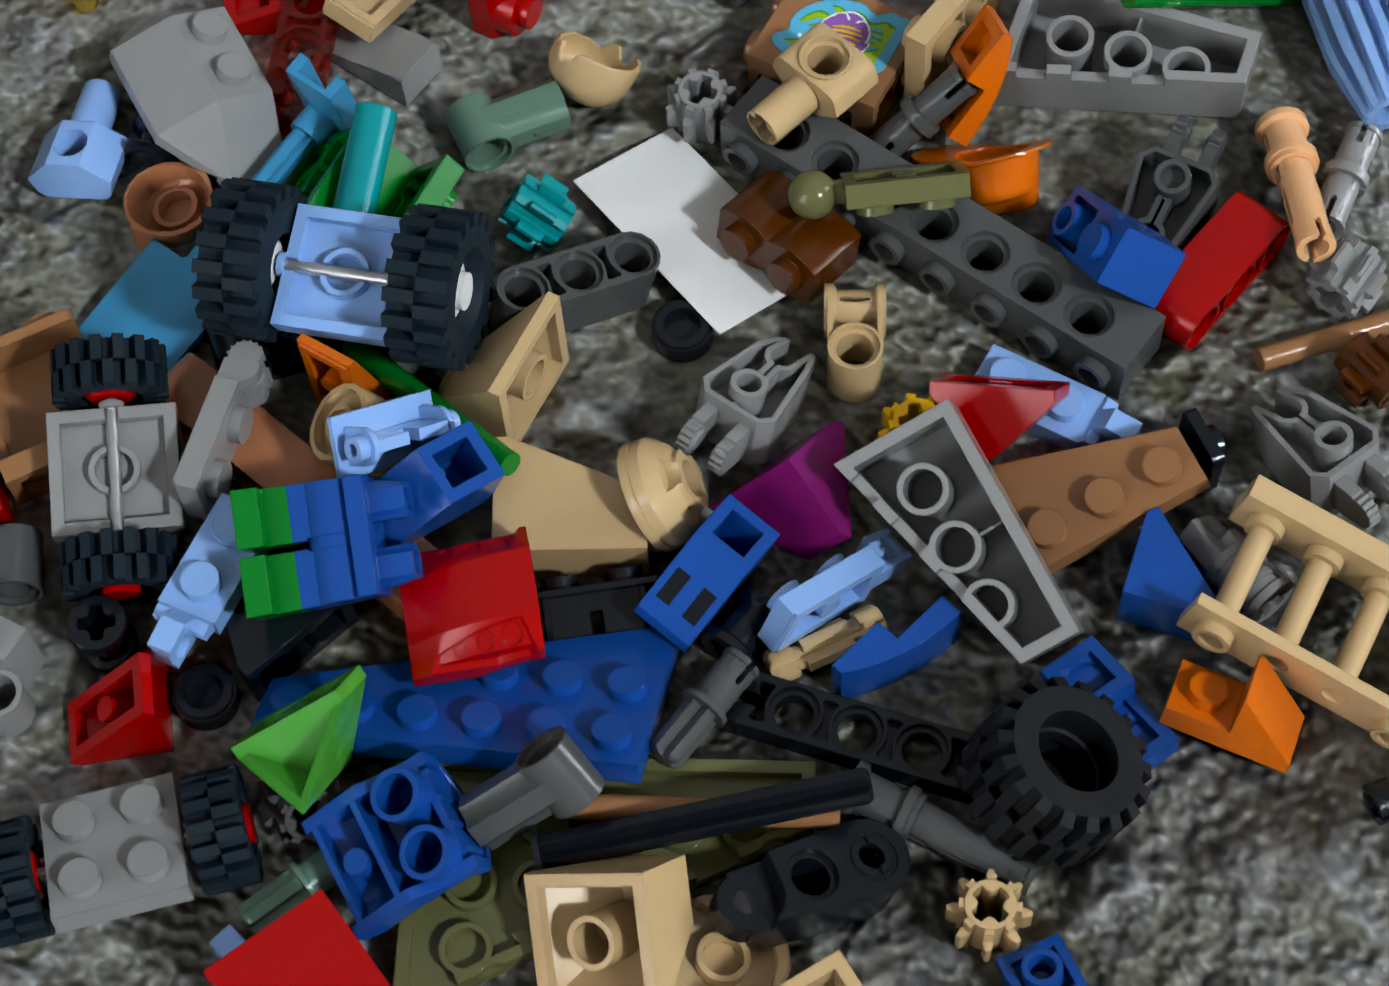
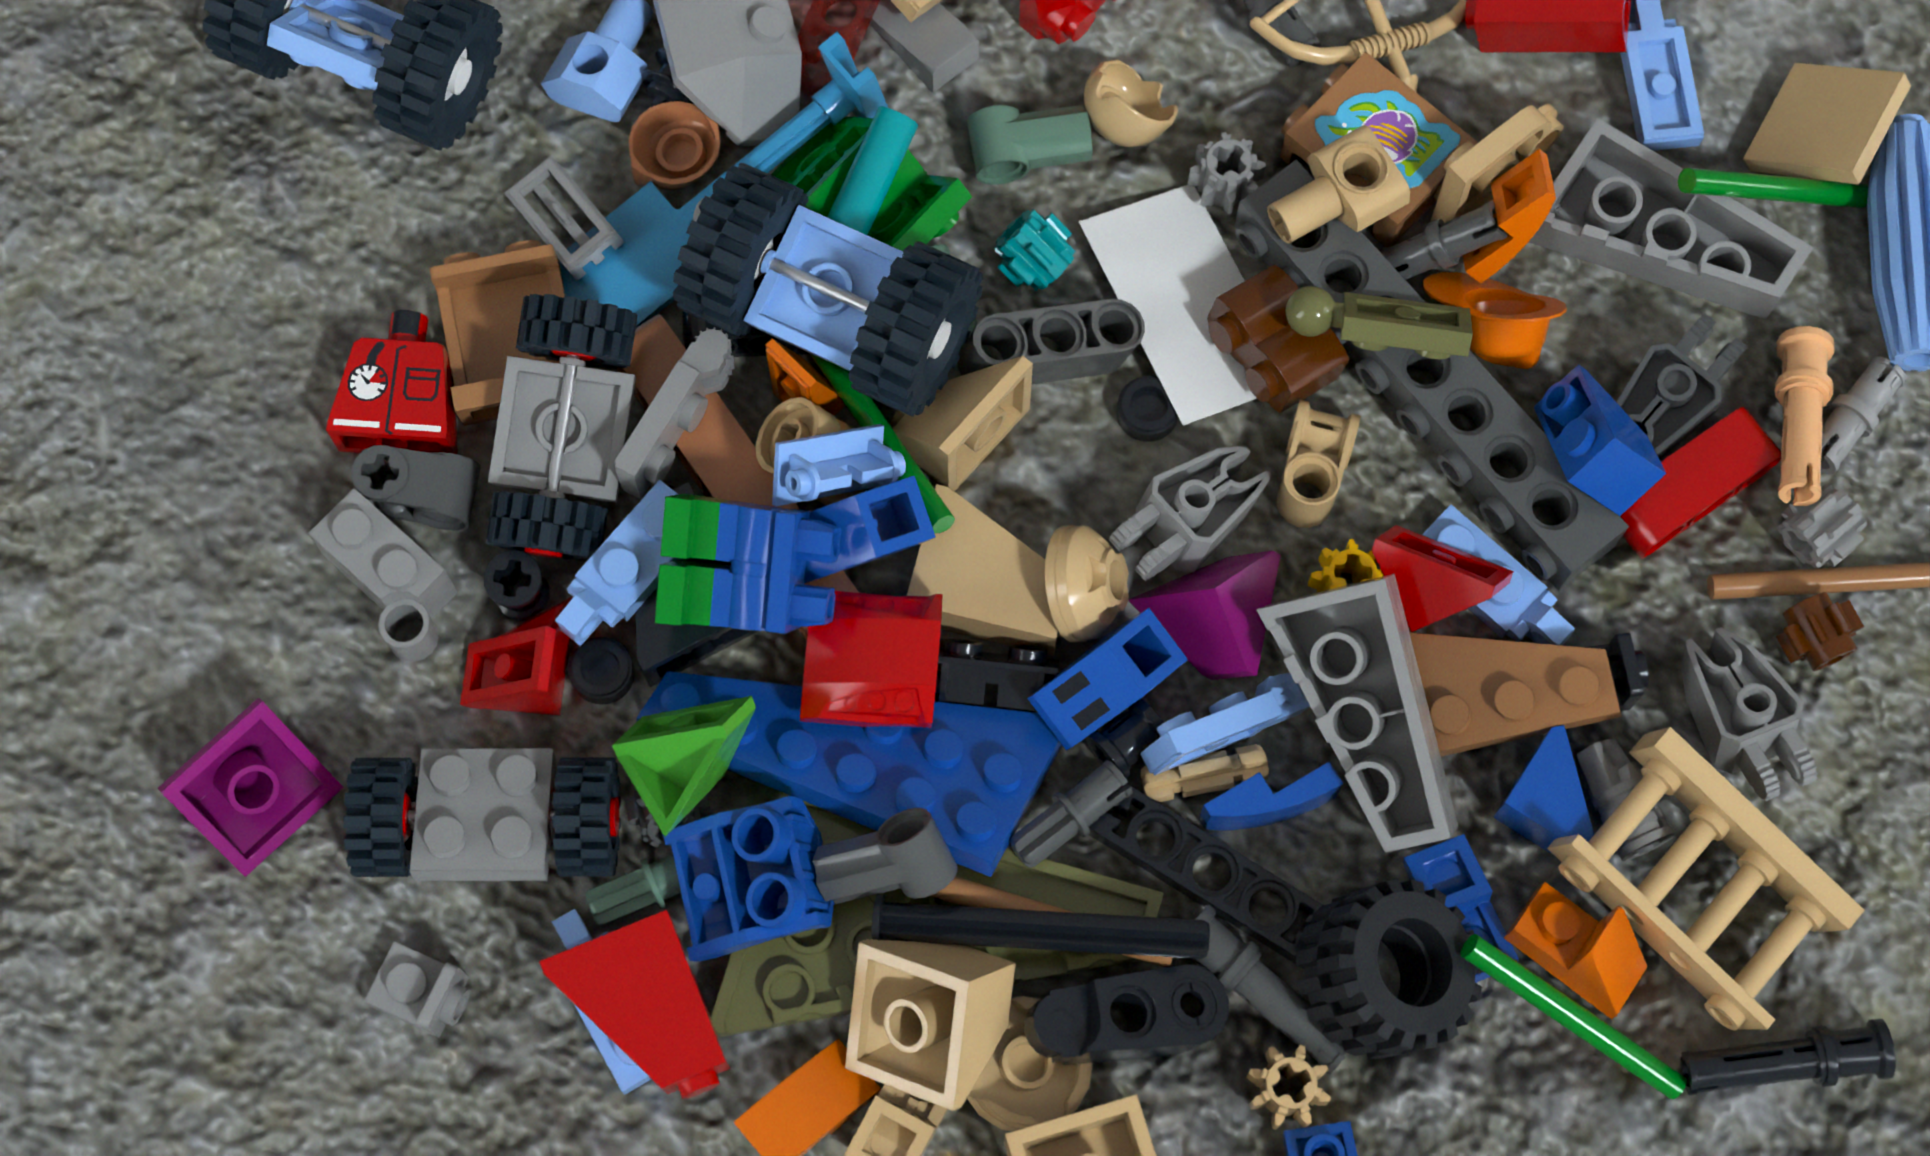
camera: 10 degrees right, 10 degrees up
(105, 311) = (589, 248): none -> light grey tile
(1247, 773) = (1573, 1016): none -> green bar

